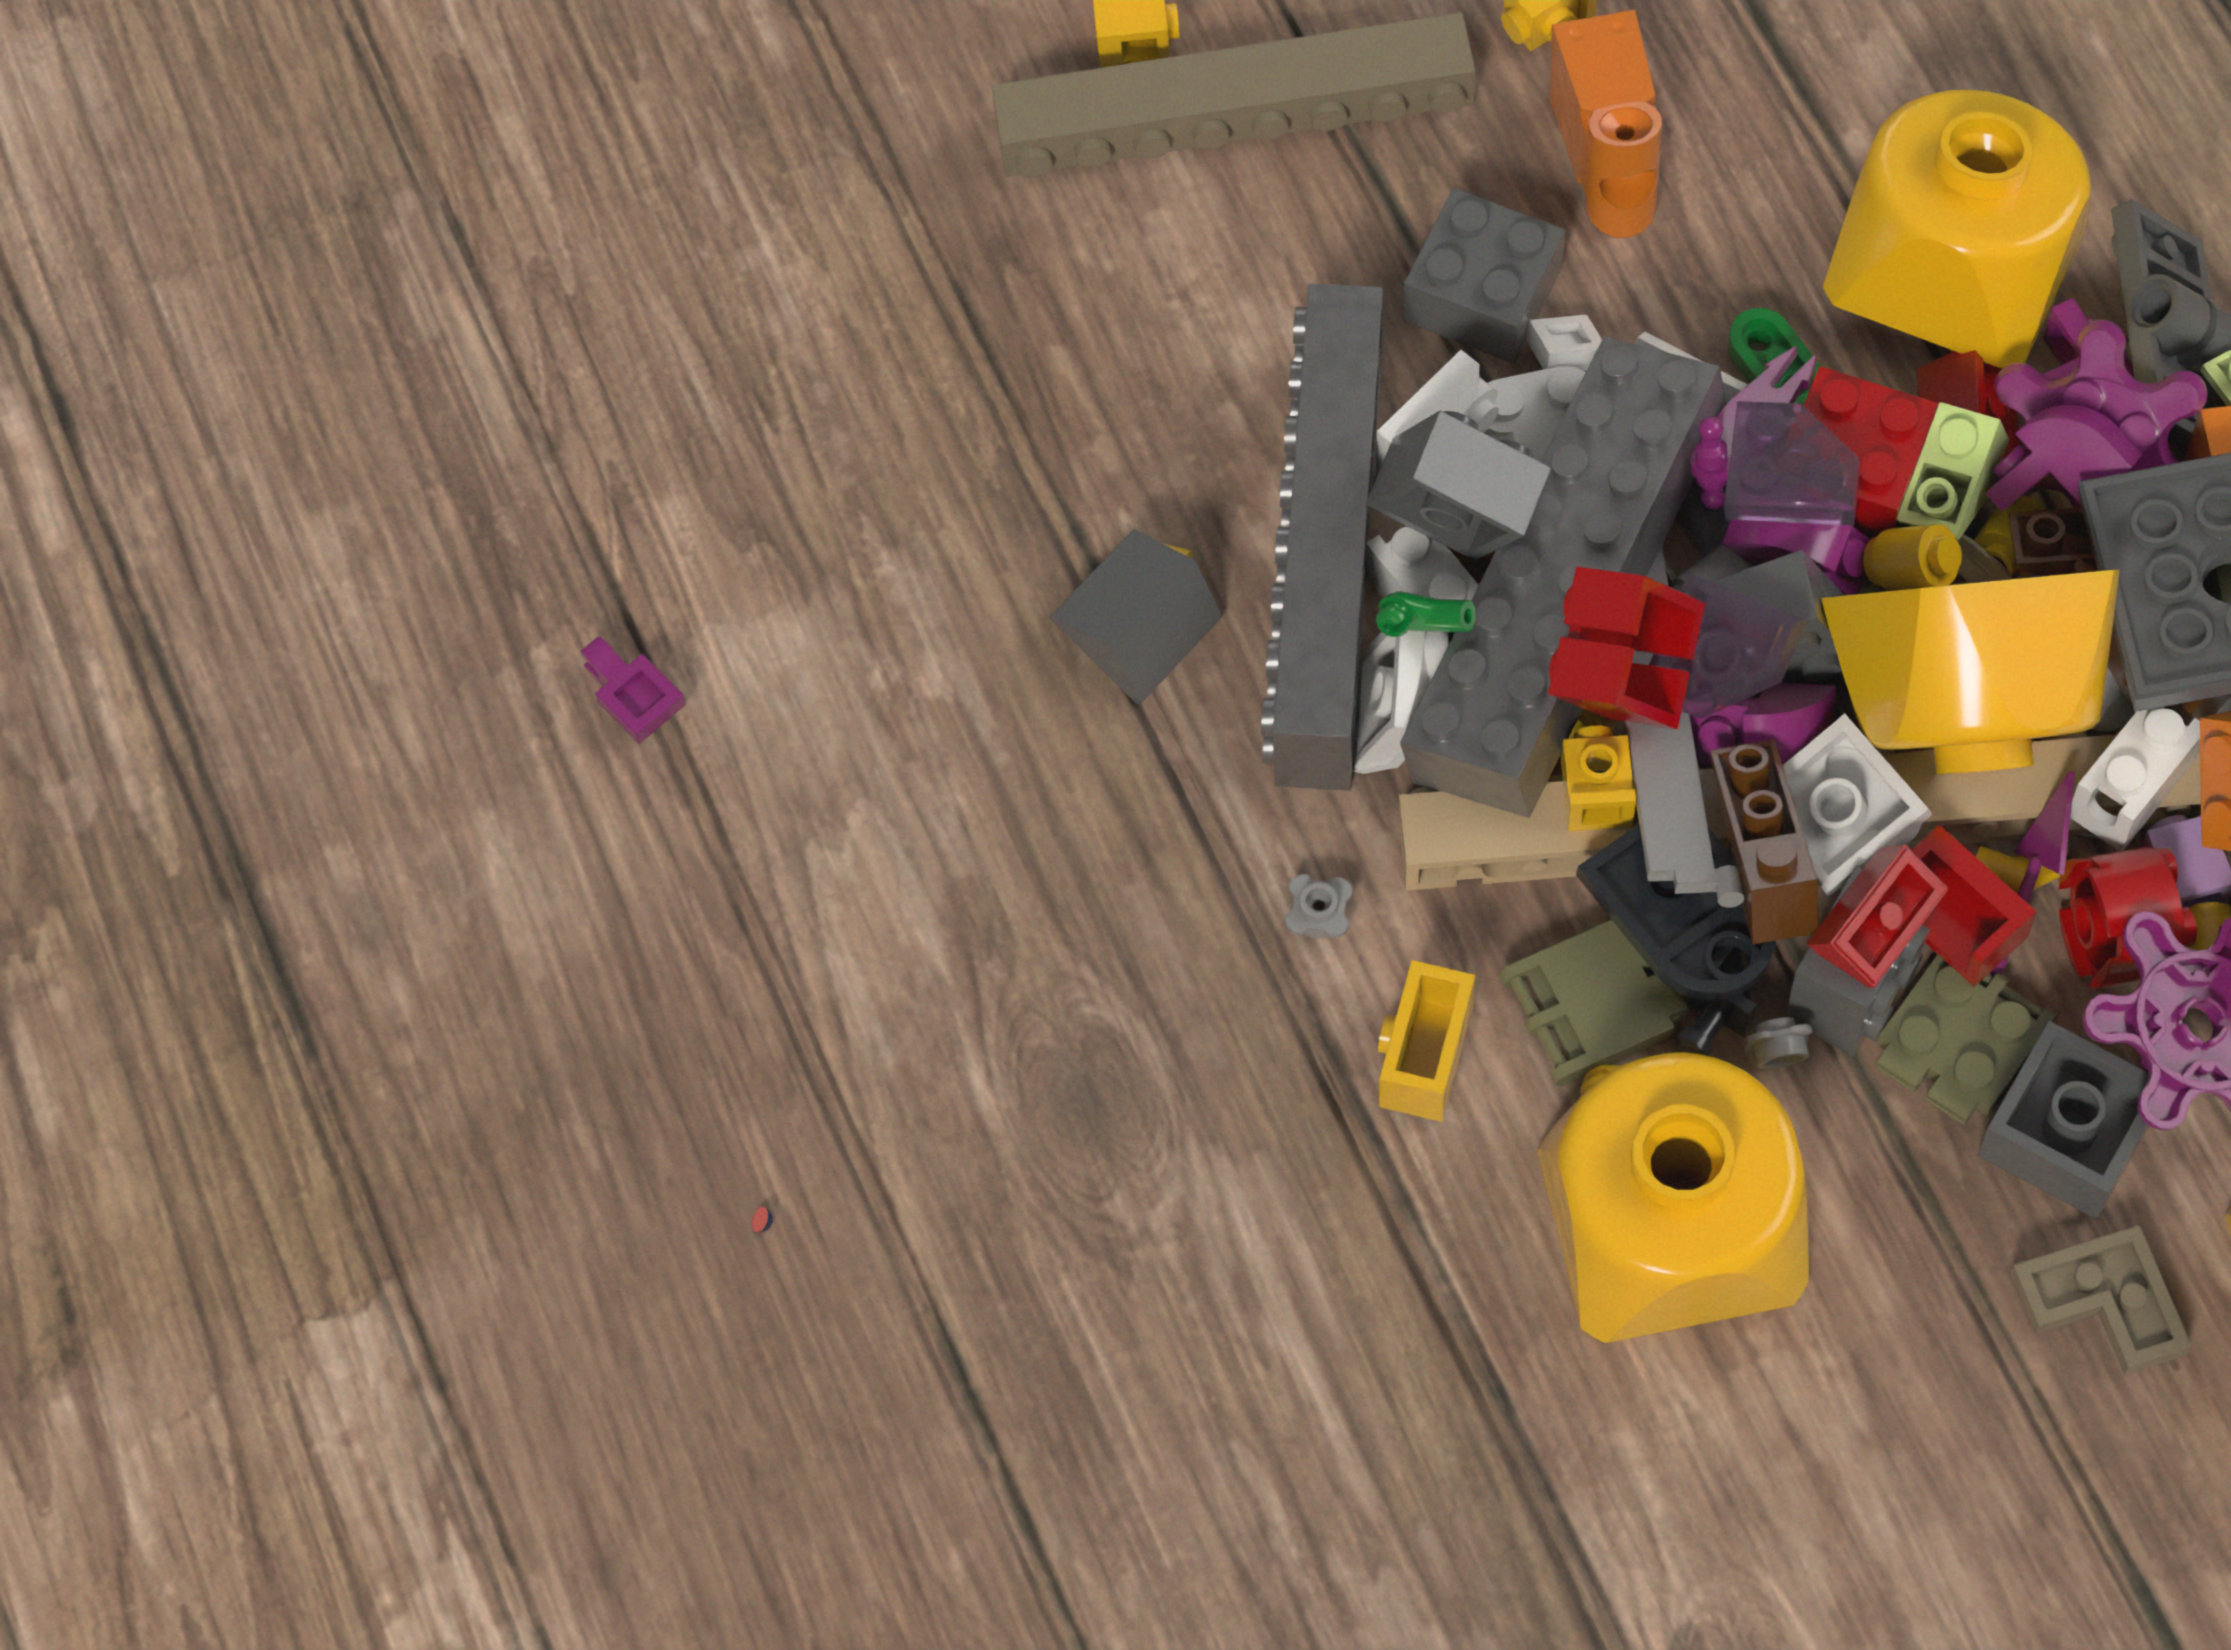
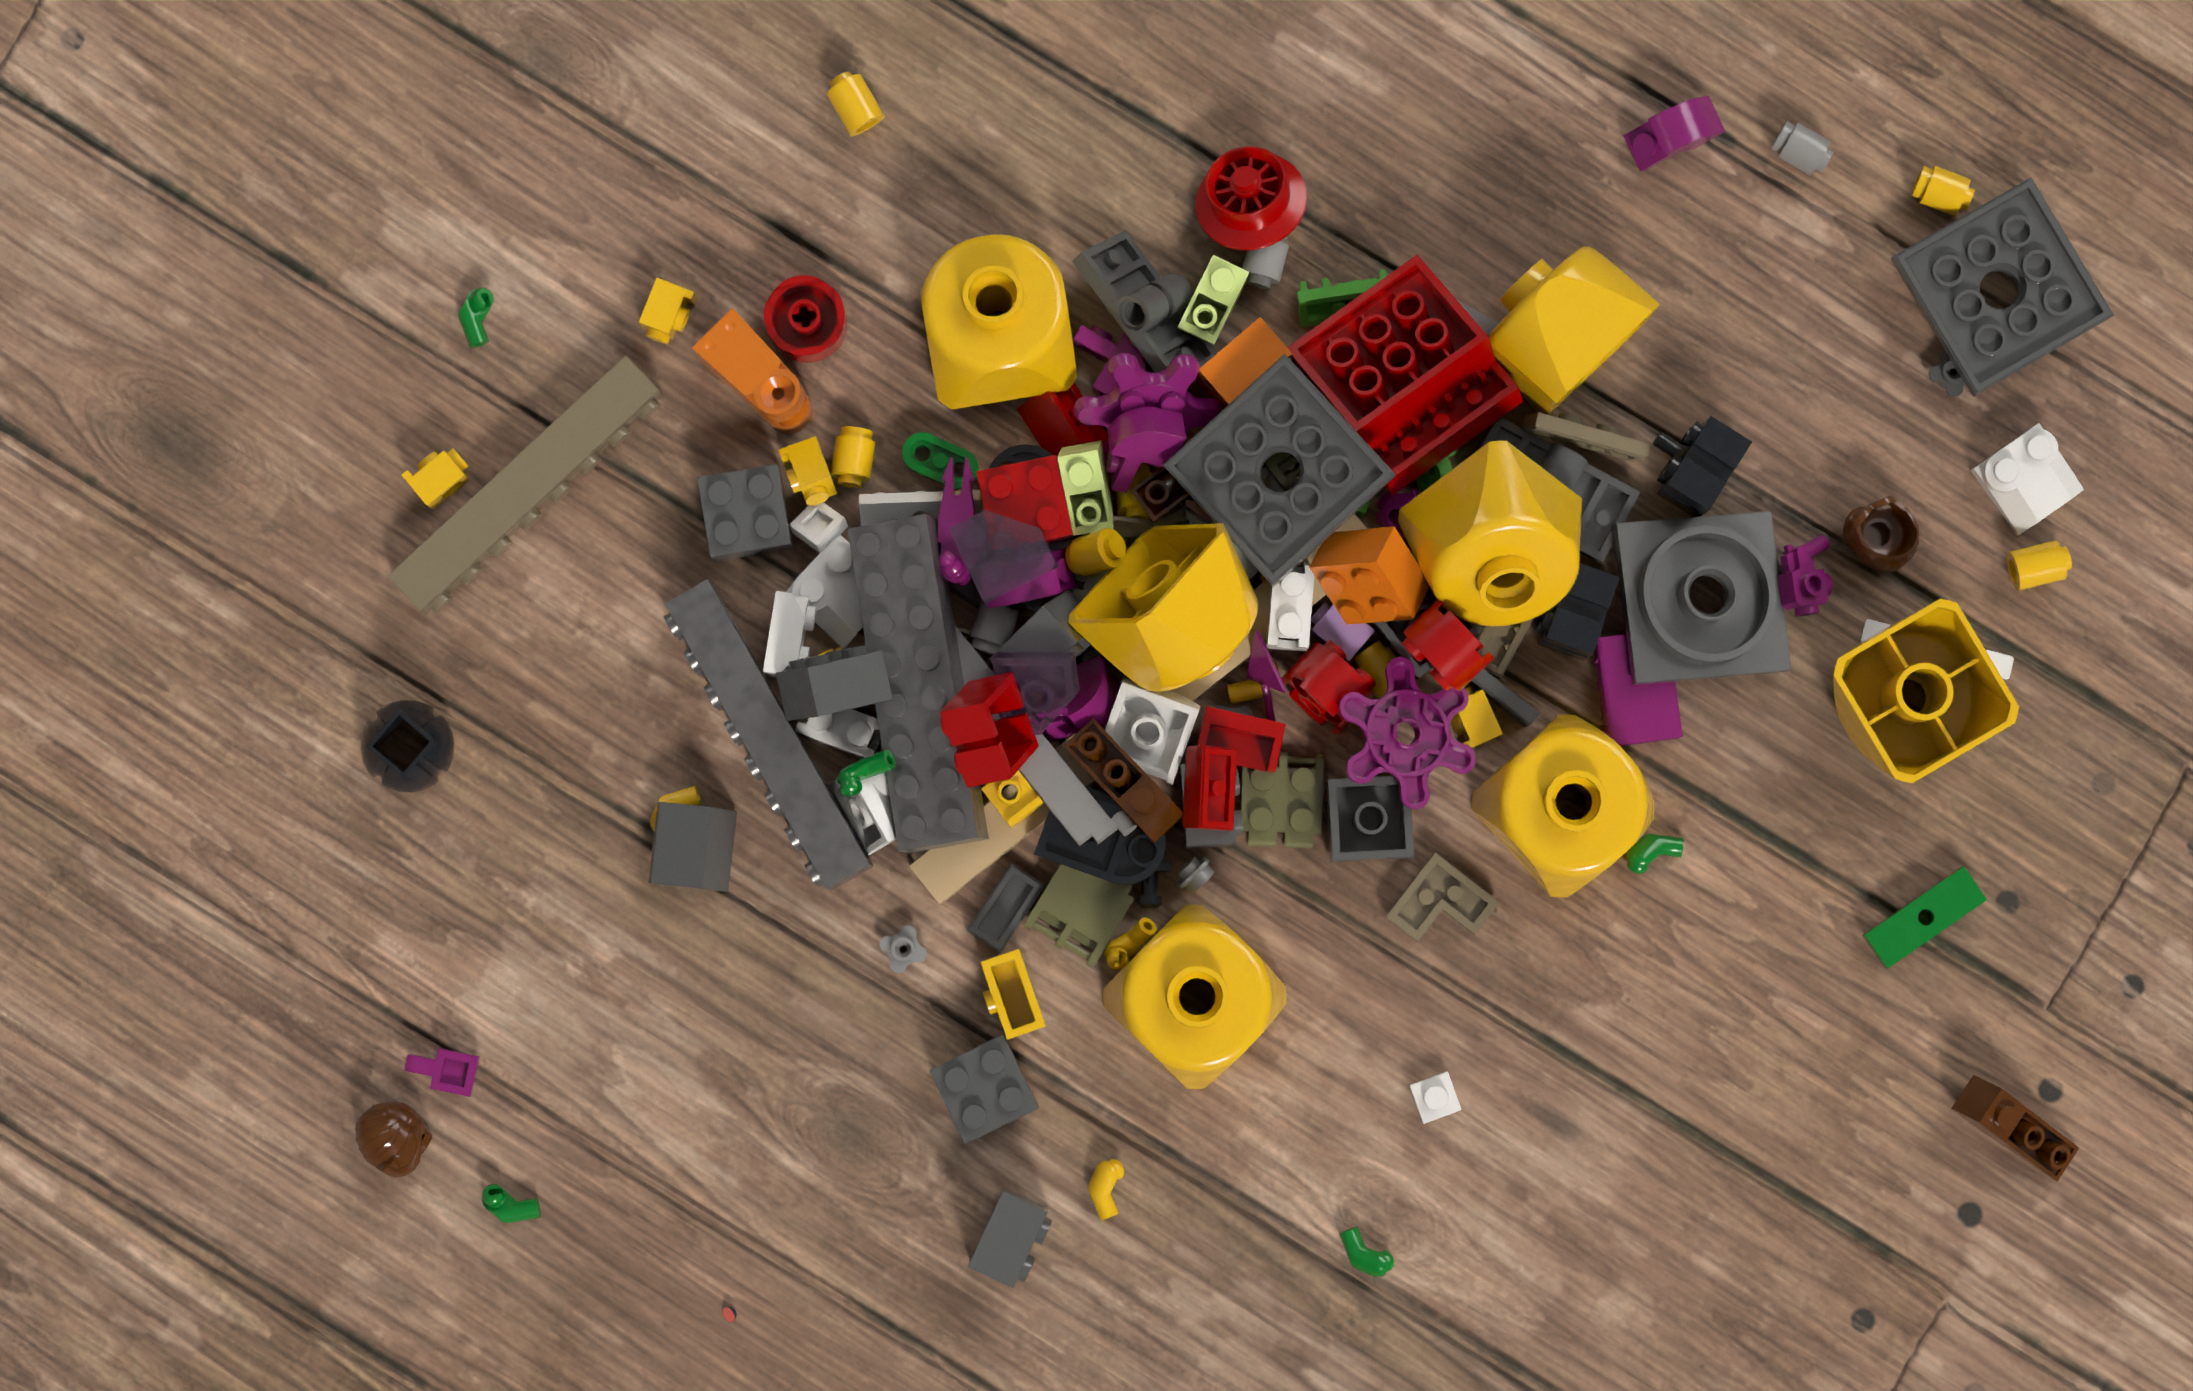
camera: 45 degrees left, 20 degrees up
(501, 720) = (392, 1137): none -> reddish brown hair
(579, 901) = (506, 1208): none -> green arm
(876, 317) = (425, 768): none -> black piece
(1203, 1343) = (1009, 1238): none -> dark grey brick
(1303, 1140) = (984, 1089): none -> dark grey brick
(1375, 1372) = (1101, 1185): none -> yellow arm
(1492, 937) = (1005, 908): none -> dark grey tile
(1598, 270) = (808, 471): none -> yellow brick
(1667, 293) = (853, 456): none -> yellow brick
(1717, 102) = (786, 306): none -> red brick
(1928, 1559) = (1435, 1097): none -> white plate

